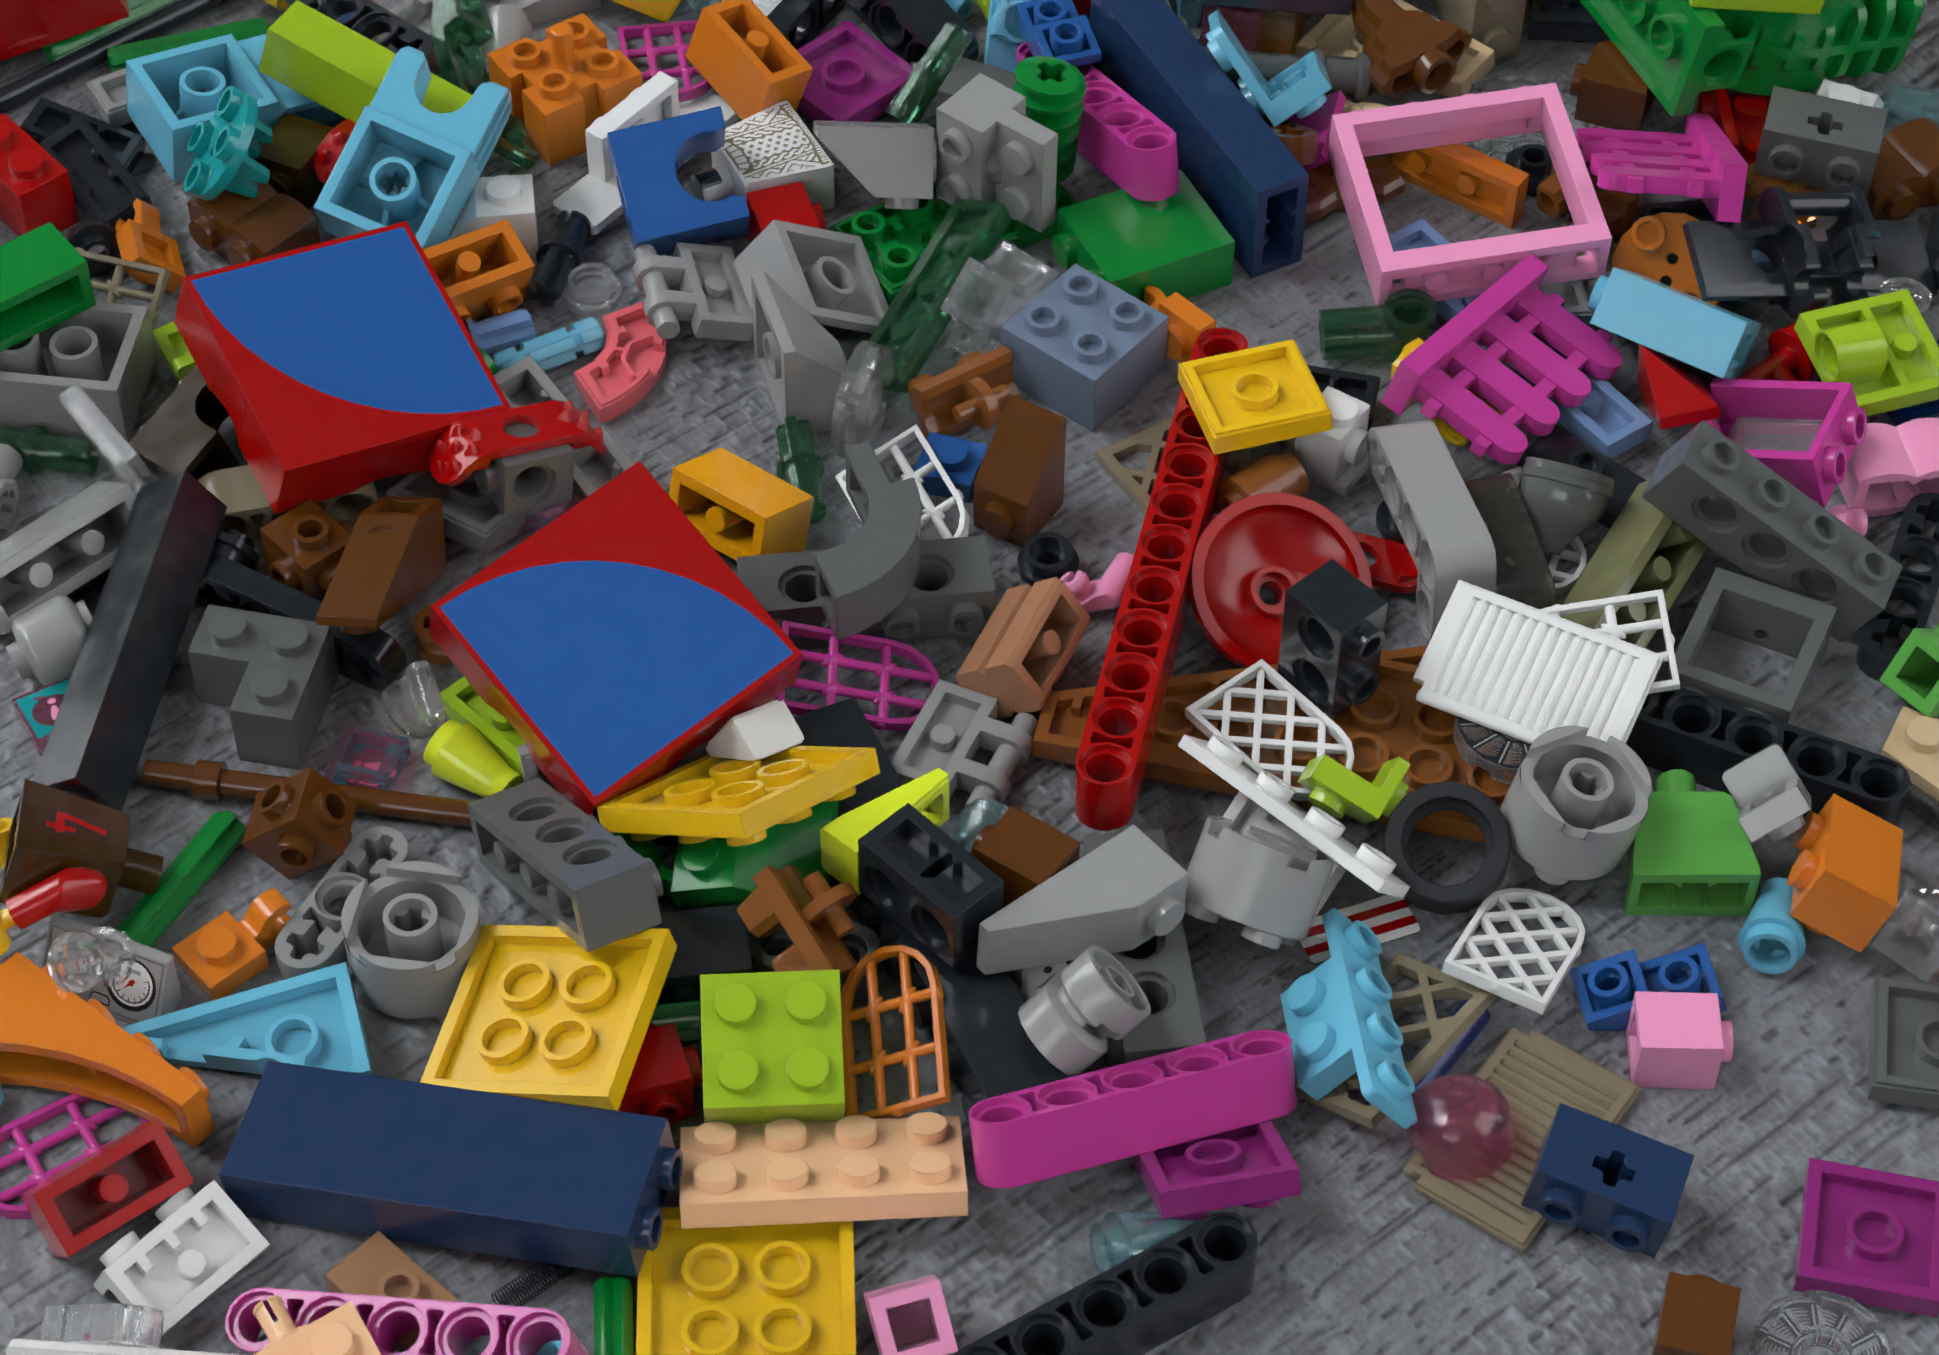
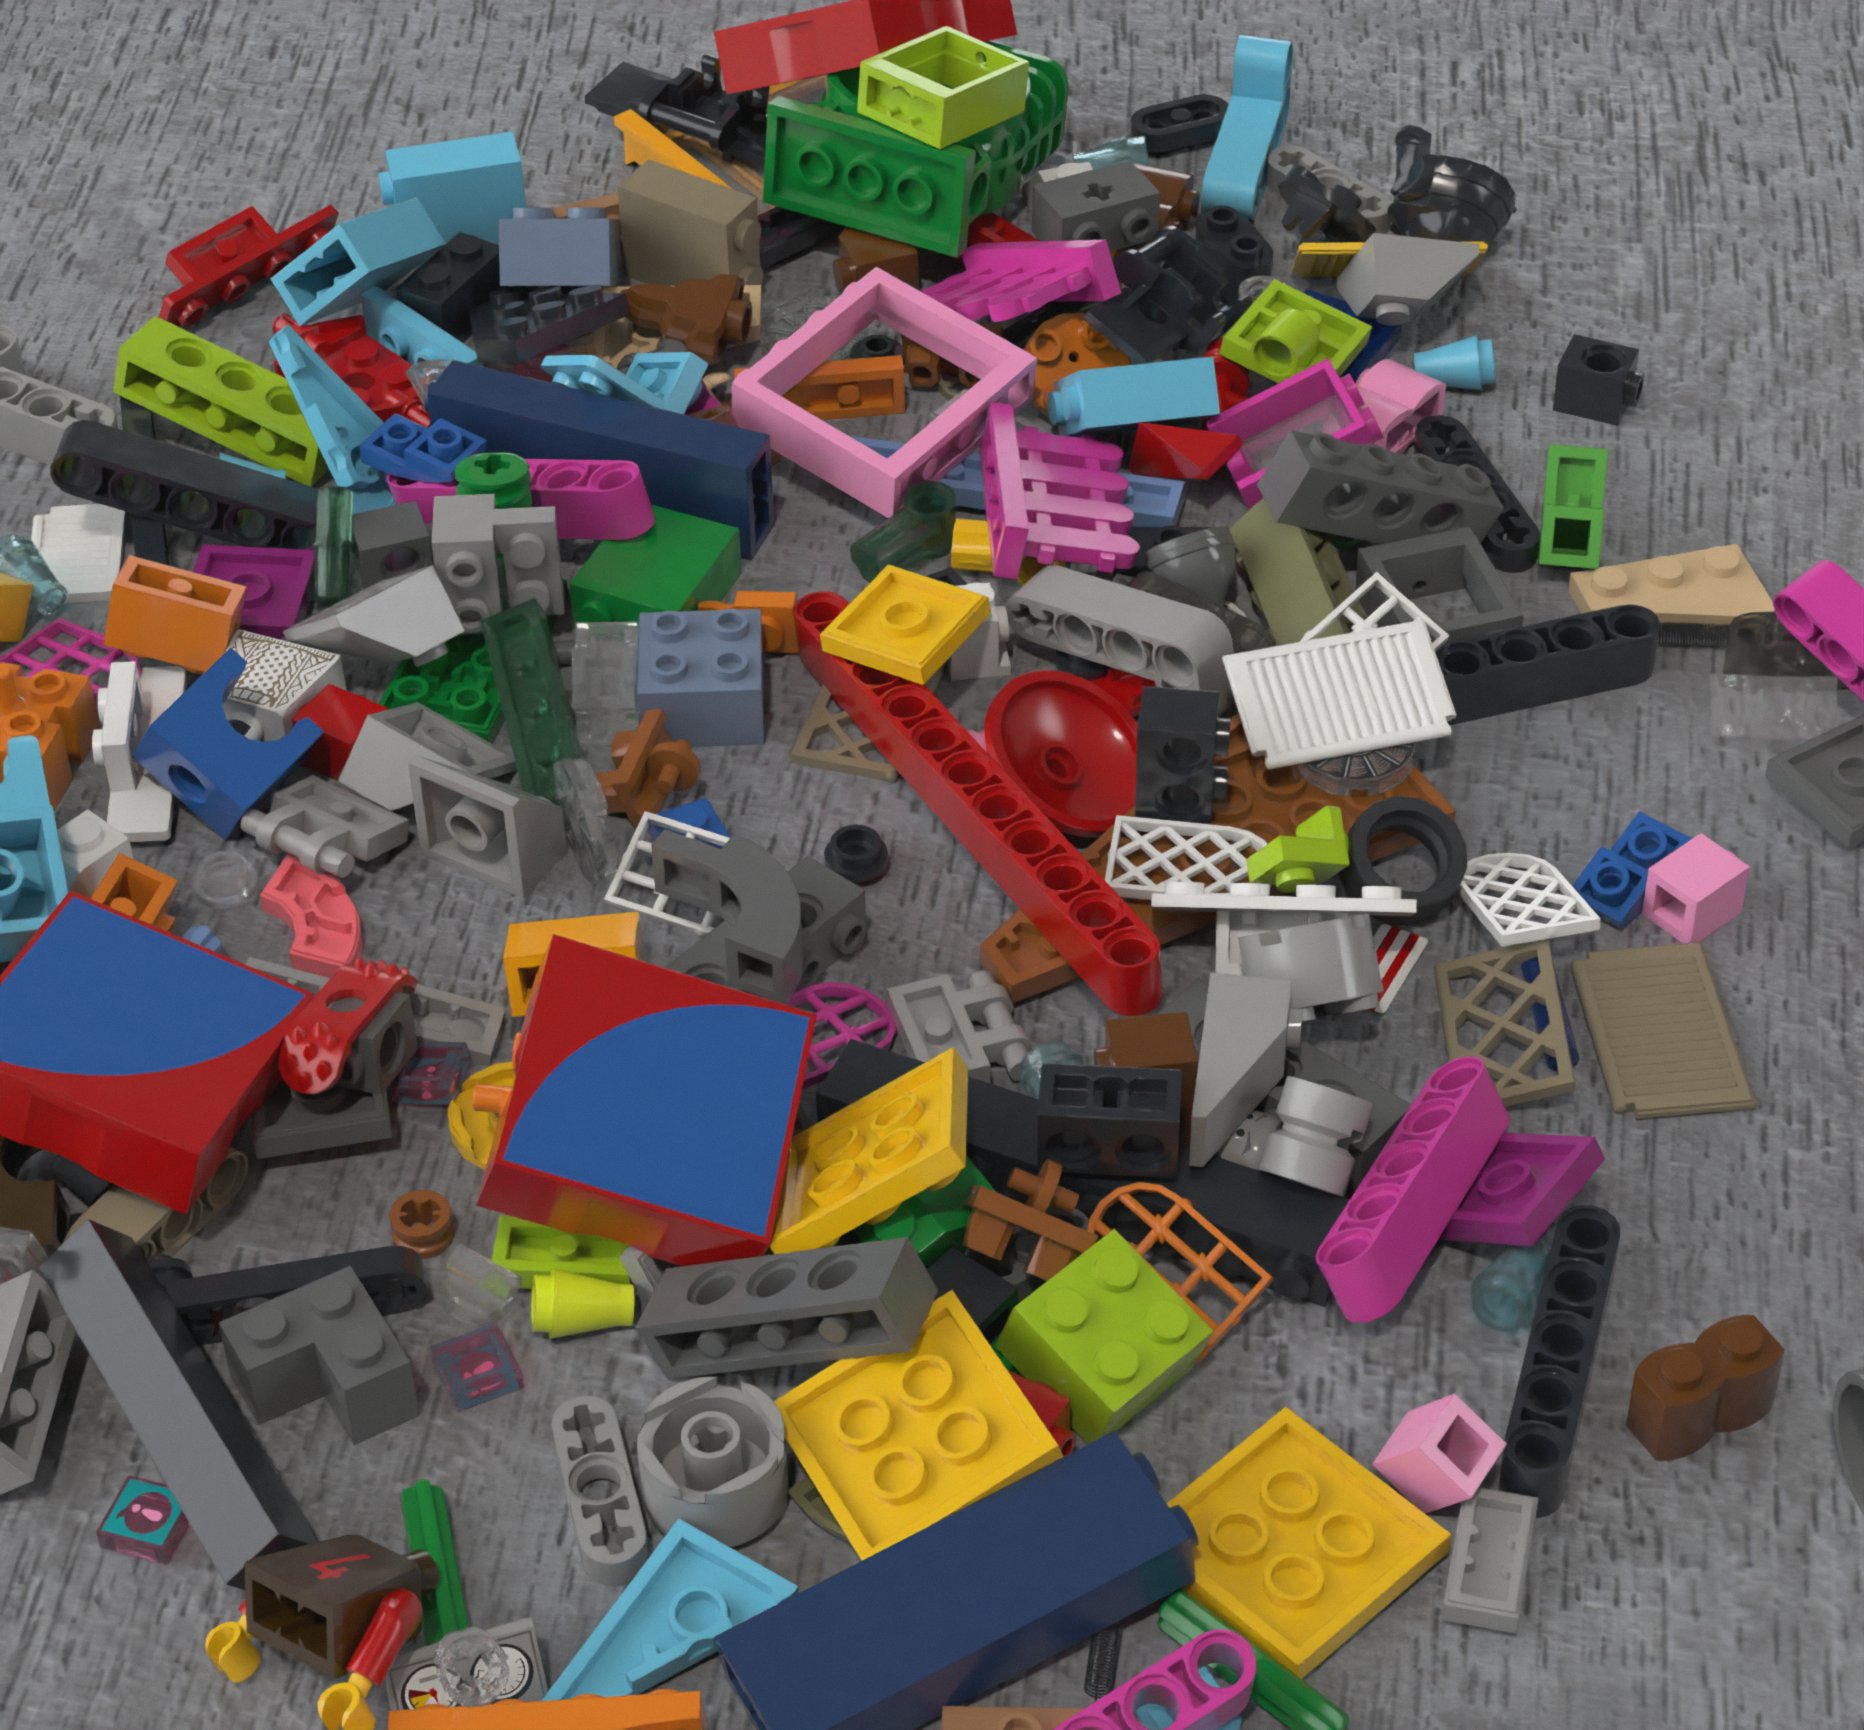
camera: 40 degrees left, 5 degrees down
(49, 639) = (86, 1455): light grey head -> none
(214, 780) = (363, 1470): reddish brown bar -> none
(233, 952) = (546, 1585): orange plate -> none
(300, 823) = (502, 1442): reddish brown brick -> none
(305, 548) = (244, 1227): reddish brown brick -> none
(386, 563) = (337, 1190): reddish brown slope -> none
(556, 346) = (251, 936): medium azure axle -> none
(559, 257) = (162, 857): black axle -> none
(757, 733) = (823, 1111): white slope -> none
(800, 463) = (558, 897): clear green axle -> none
(822, 1171) = (1246, 1396): light nougat plate -> none
(840, 837) = (1010, 1126): neon yellow slope -> none
(1021, 473) = (777, 789): reddish brown slope -> none
(1025, 646) = (926, 920): nougat brick -> none
(1103, 592) = (921, 850): bright pink arm -> none
(1265, 475) = (967, 690): dark orange brick -> none
(1346, 1023) = (1462, 1022): medium azure bracket -> none
(1462, 1127) = (1630, 1045): clear pink hair -> none
(1576, 804) = (1472, 763): light grey brick -> none
(1607, 1181) = (1769, 1011): dark blue brick -> none
(1690, 854) = (1553, 759): bright green torso -> none
(1768, 794) = (1581, 680): light grey bracket -> none
(1770, 936) = (1667, 775): medium azure cone -> none
(1845, 872) = (1682, 700): orange brick -> none

